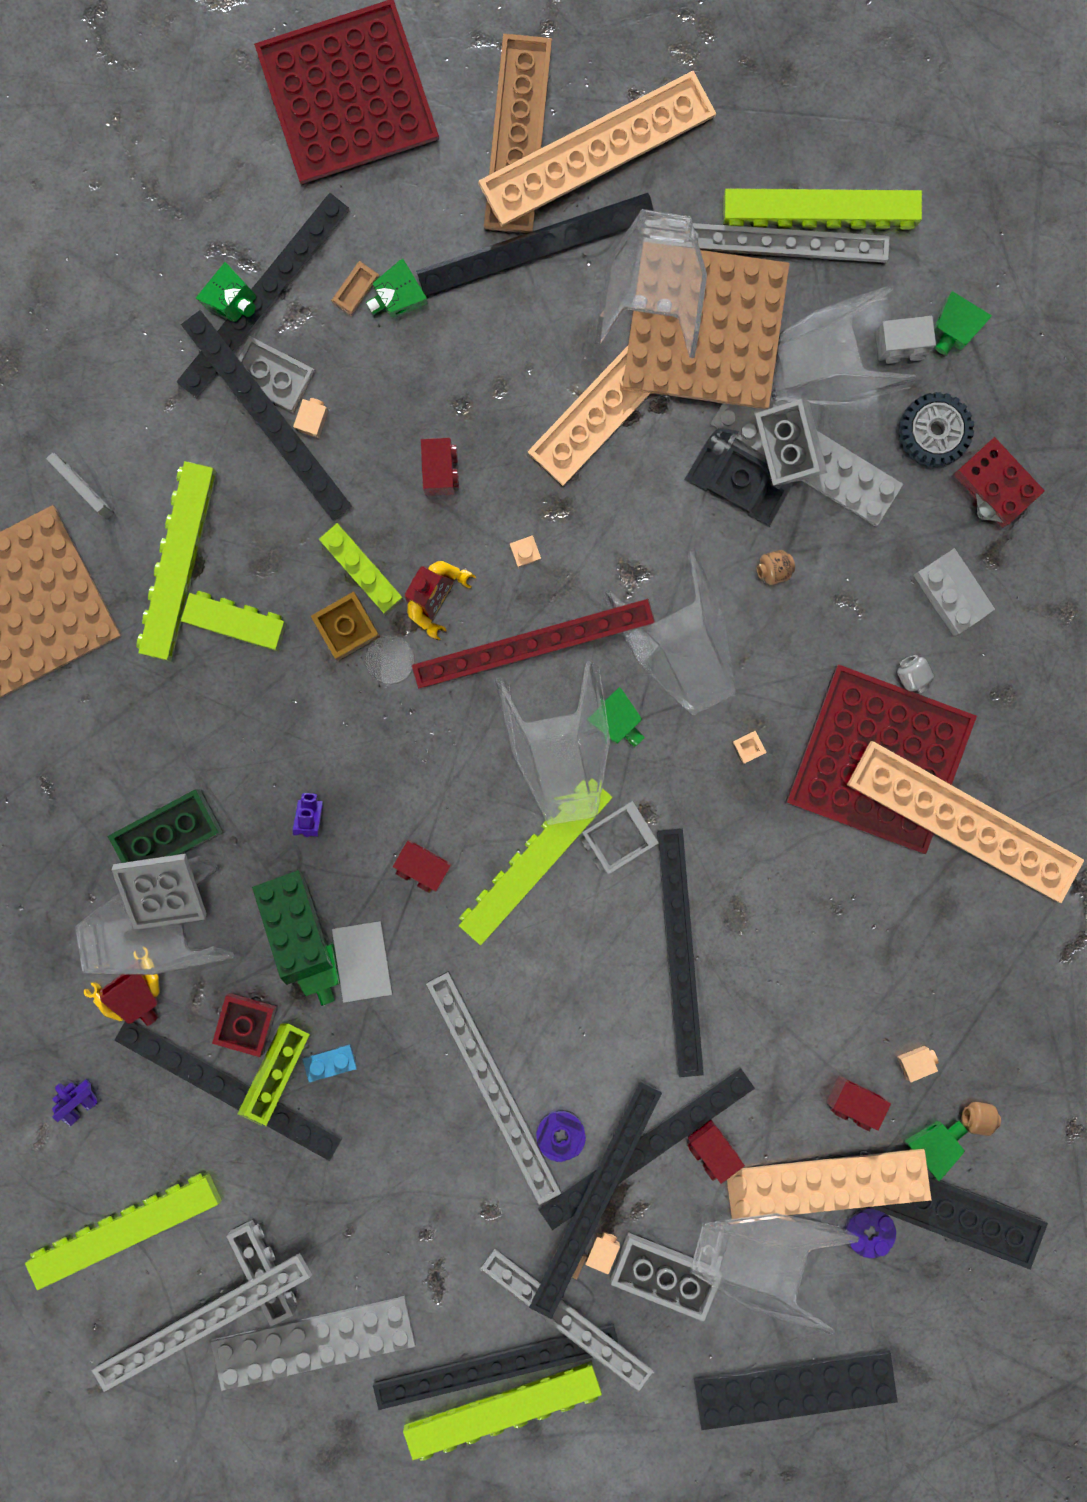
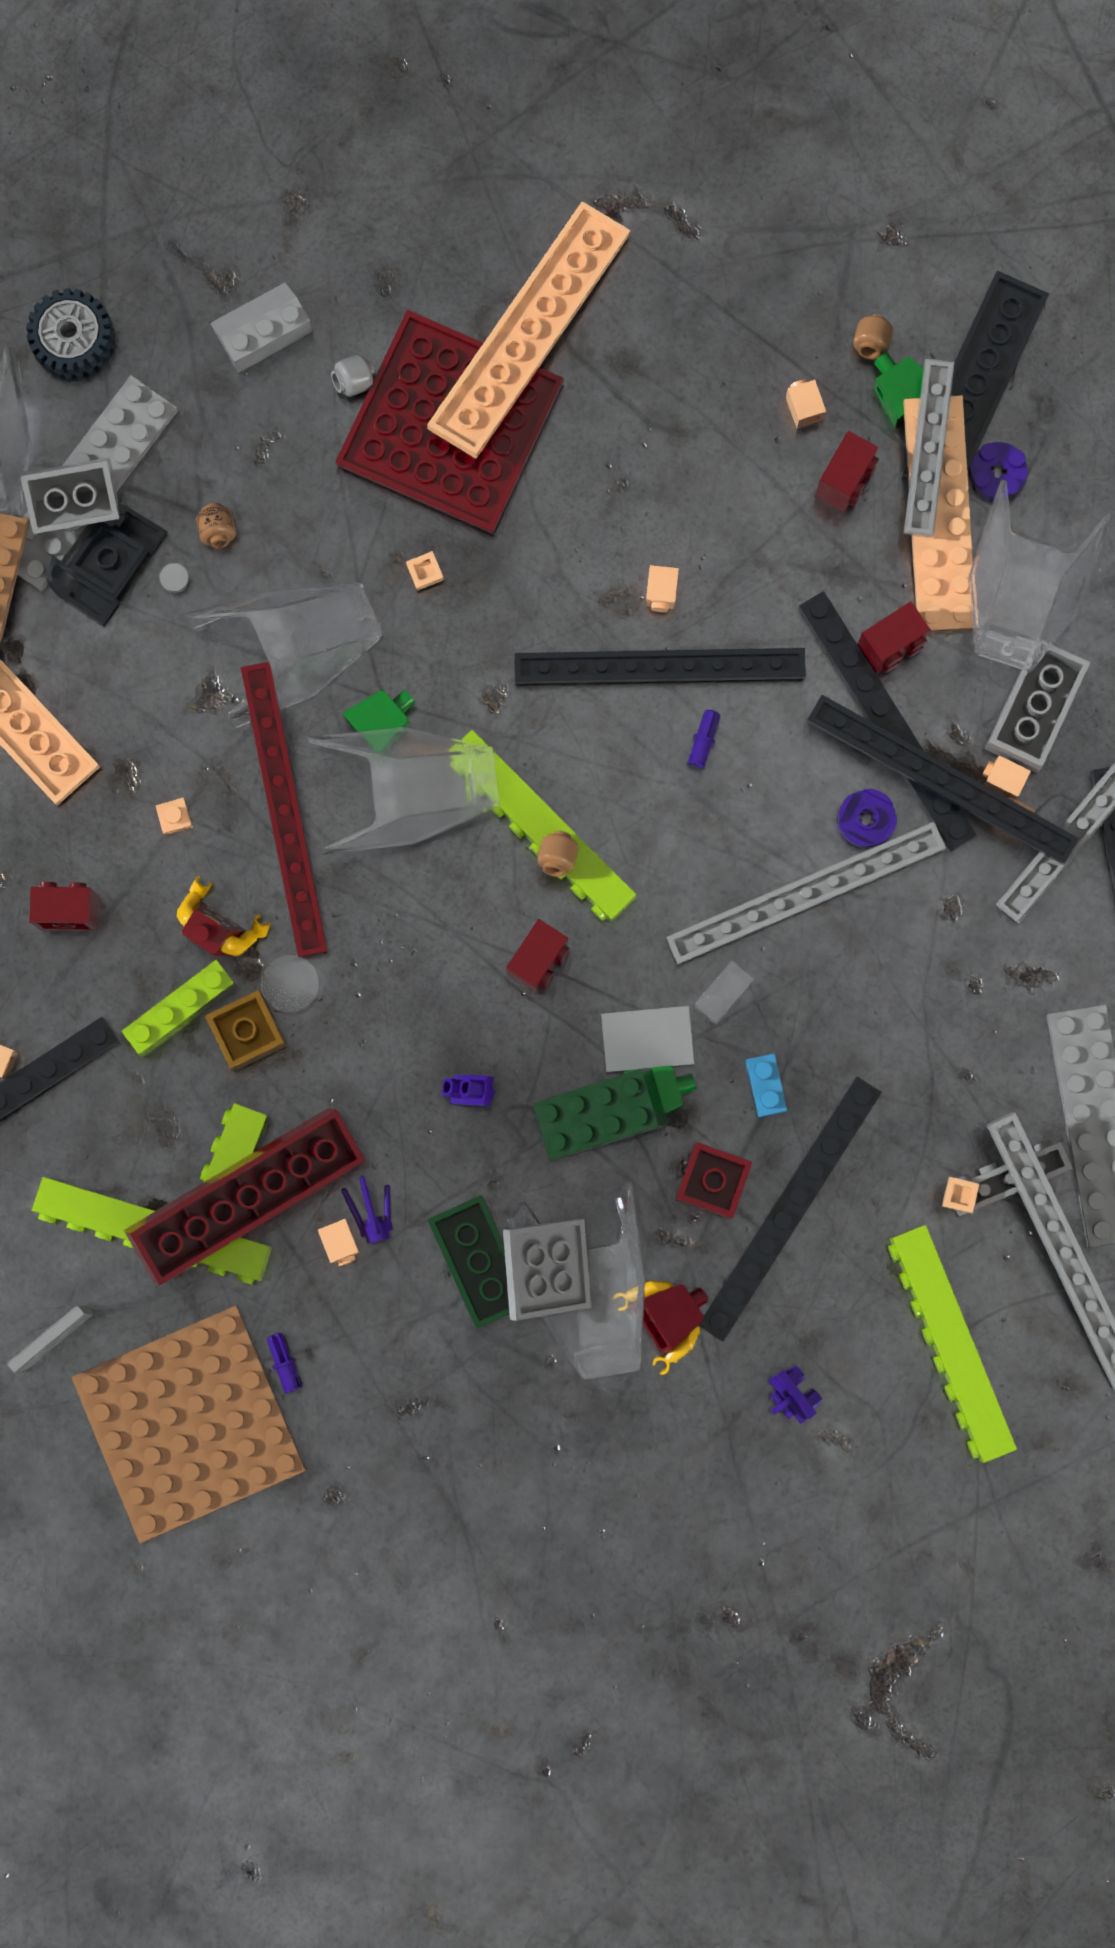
camera: 80 degrees left, 5 degrees down
(74, 678) = (283, 1363): none -> dark purple axle
(175, 717) = (339, 1242): none -> light nougat brick
(189, 745) = (375, 1227): none -> dark purple plant
(204, 636) = (244, 1196): none -> dark red brick
(240, 1233) = (960, 1195): none -> light nougat plate
(273, 1074) = (774, 1148): lime brick -> none
(404, 1023) = (723, 992): none -> clear plate
(508, 877) = (557, 854): none -> medium nougat head
(620, 994) = (704, 738): none -> dark purple axle
(640, 824) = (507, 701): light grey window -> none
(729, 535) = (174, 578): none -> light grey tile
(747, 950) = (661, 588): none -> light nougat brick
(882, 1173) = (929, 447): none -> light grey tile
(998, 483) = (139, 267): dark red piece -> none

